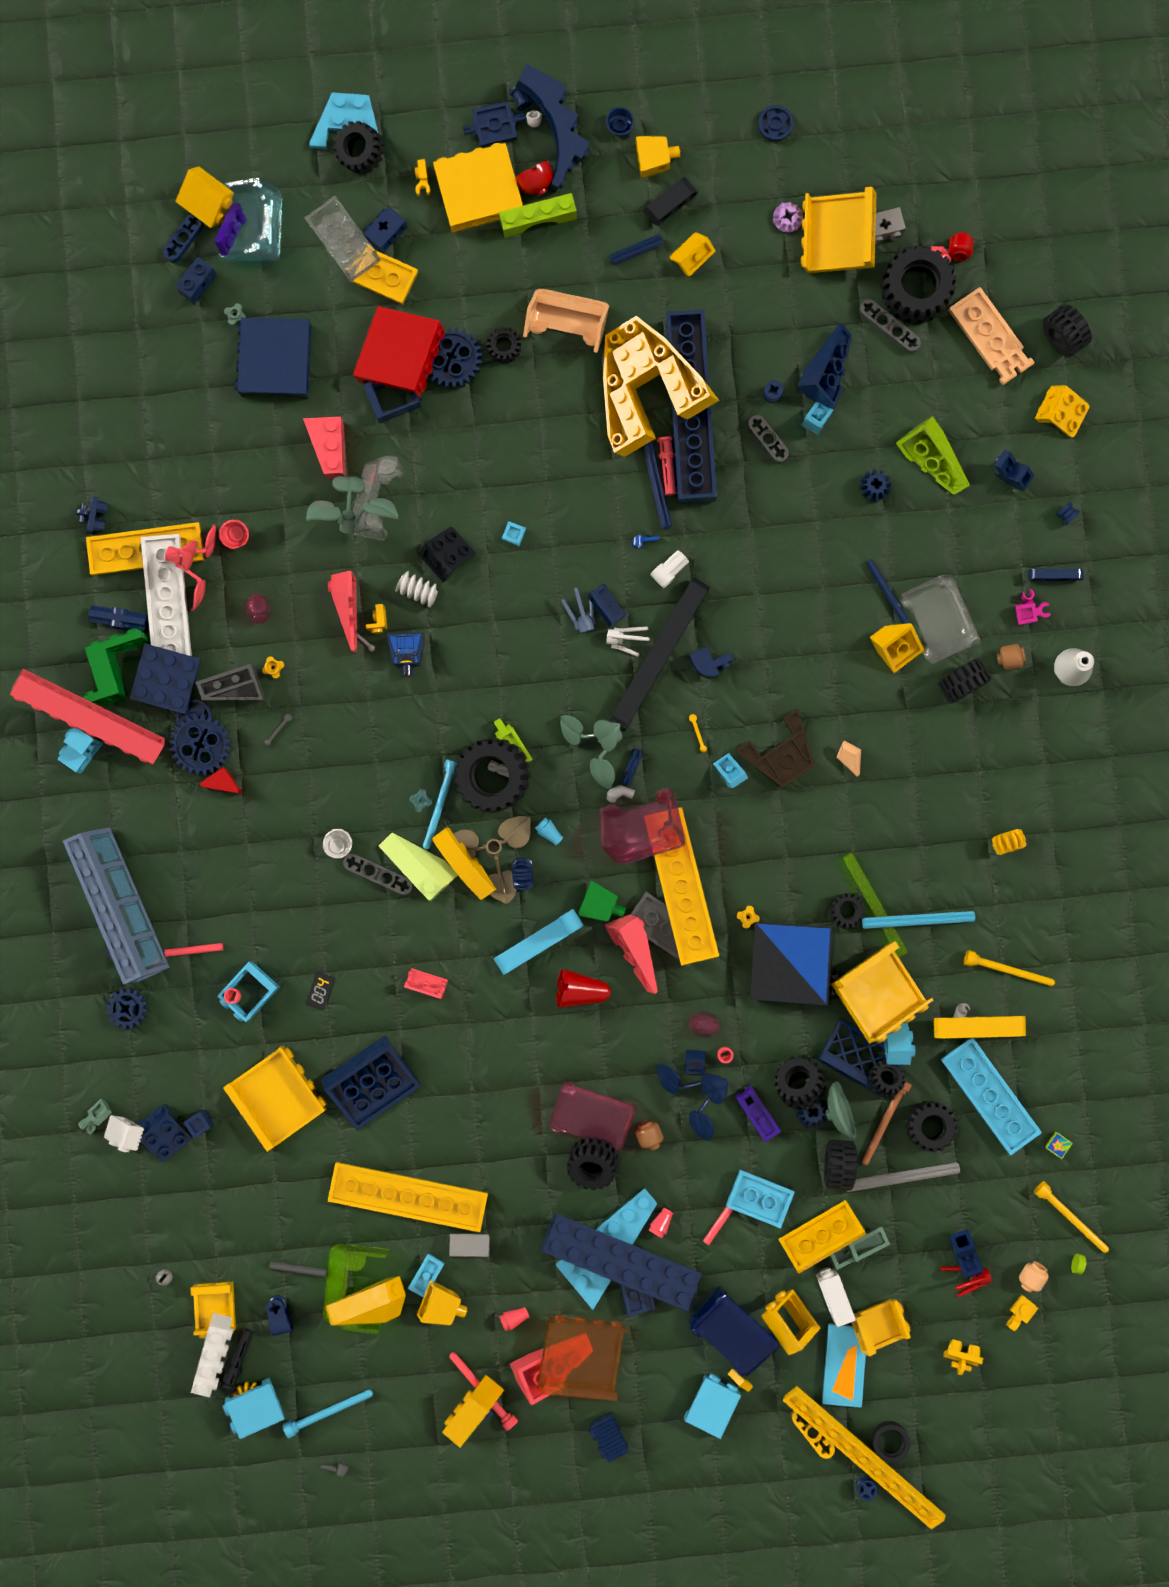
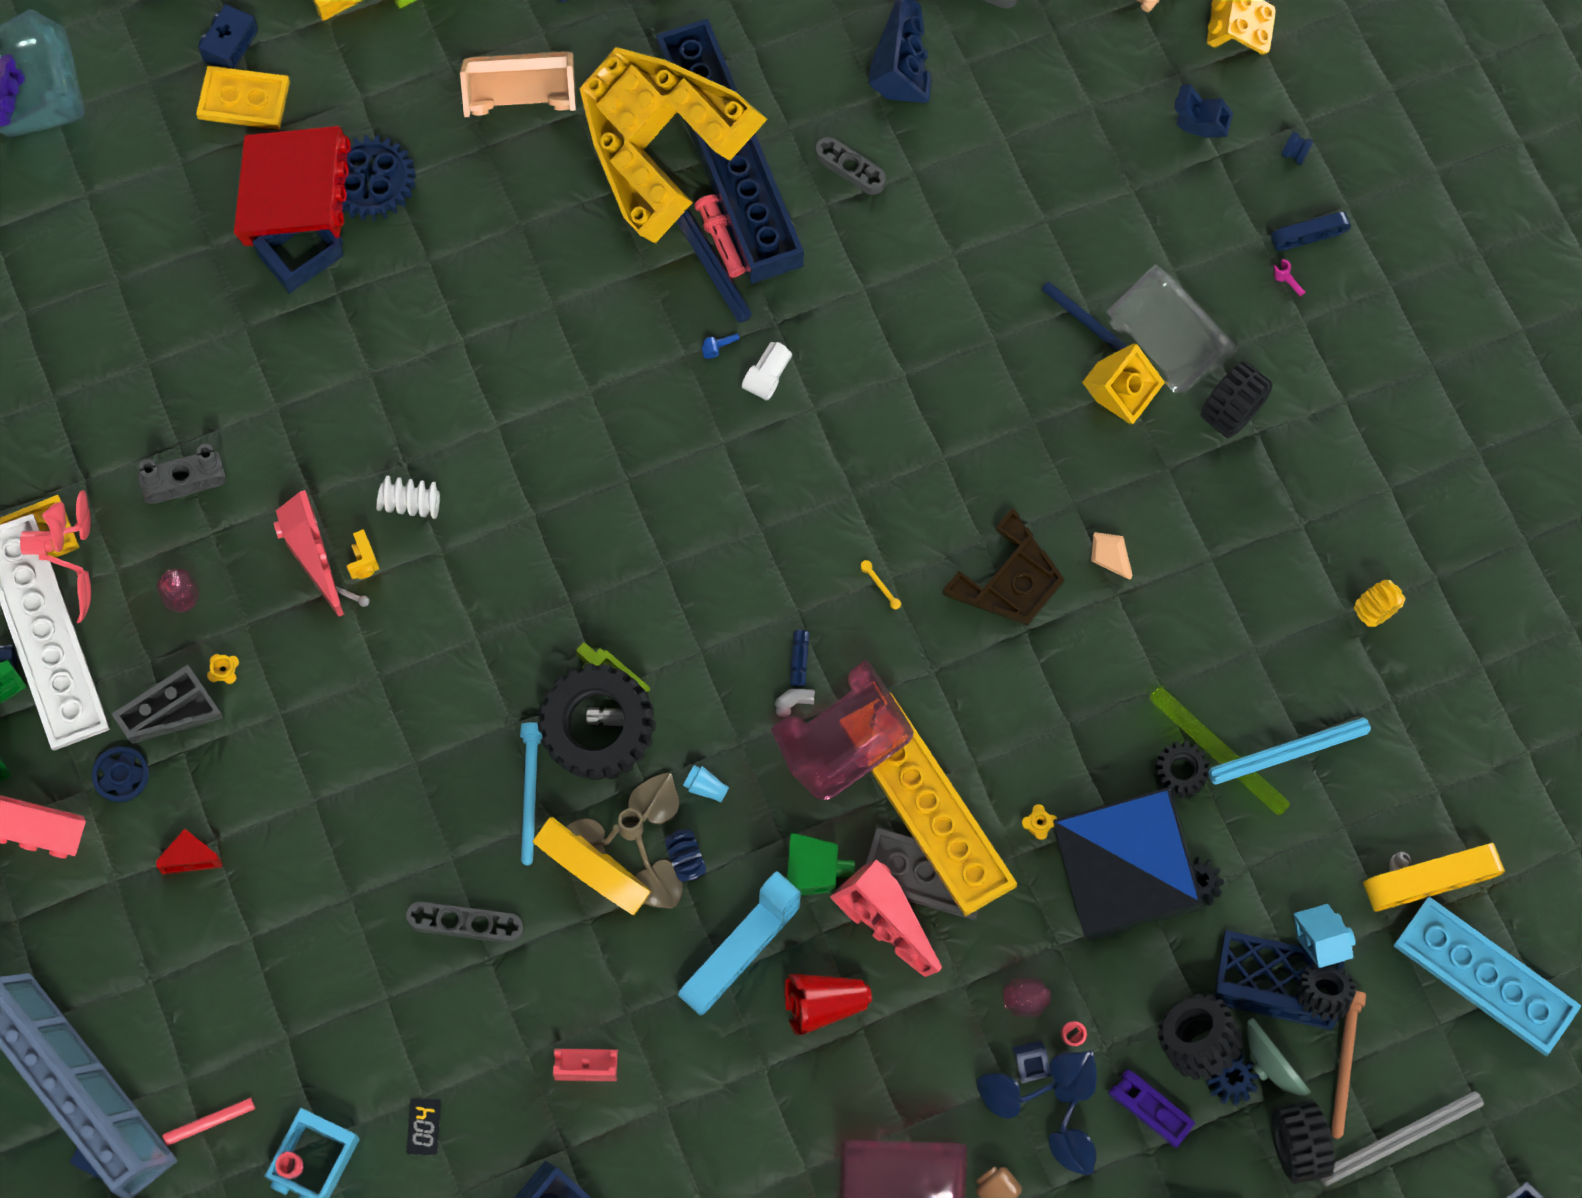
camera: 25 degrees left, 15 degrees down
(165, 678) = (63, 727): dark blue plate -> none
(184, 737) = (113, 807): dark blue gear -> none
(232, 320) = (42, 210): sand green plate -> none
(234, 534) = (115, 496): coral hair -> none
(263, 532) = (159, 480): none -> dark grey piece
(274, 356) = (111, 242): dark blue panel -> none
(287, 718) = (264, 736): dark grey hinge -> none
(326, 511) = (280, 424): sand green plant -> none
(329, 444) = (223, 337): coral wedge -> none
(337, 843) = (390, 892): white hair -> none
(342, 239) = (170, 61): clear brick -> none
(375, 472) = (310, 419): clear windscreen -> none
(406, 651) = (417, 587): torso -> none
(421, 867) = (534, 895): yellowish green wedge -> none
(425, 800) = (498, 787): clear light blue plate -> none
(446, 553) = (436, 439): black bracket -> none
(503, 355) = (434, 128): black tyre -> none
(513, 533) = (528, 387): medium azure tile -> none
(584, 623) = (668, 478): sand blue plant -> none
(606, 605) = (691, 445): dark blue hinge -> none
(606, 733) = (751, 606): sand green plant -> none
(616, 637) = (719, 483): white plant -> none
(659, 653) = (789, 491): black beam -> none
(706, 666) = (862, 487): dark blue brick -> none
(730, 771) = (945, 622): medium azure slope -> none
(772, 395) = (834, 109): dark blue wheel -> none
(817, 417) = (908, 121): medium azure slope -> none
(880, 481) = (1020, 184): dark blue gear -> none
(880, 994) = (1272, 871): yellow panel -> none
(932, 452) = (1082, 120): lime wedge -> none
(946, 1134) = (1434, 1028): black tyre -> none
(972, 959) = (1387, 786): yellow piece -> none
(1011, 657) = (1290, 354): medium nougat head -> none
(1028, 612) = (1292, 290): dark pink plate -> none
(1074, 666) = (1382, 342): white cone -> none

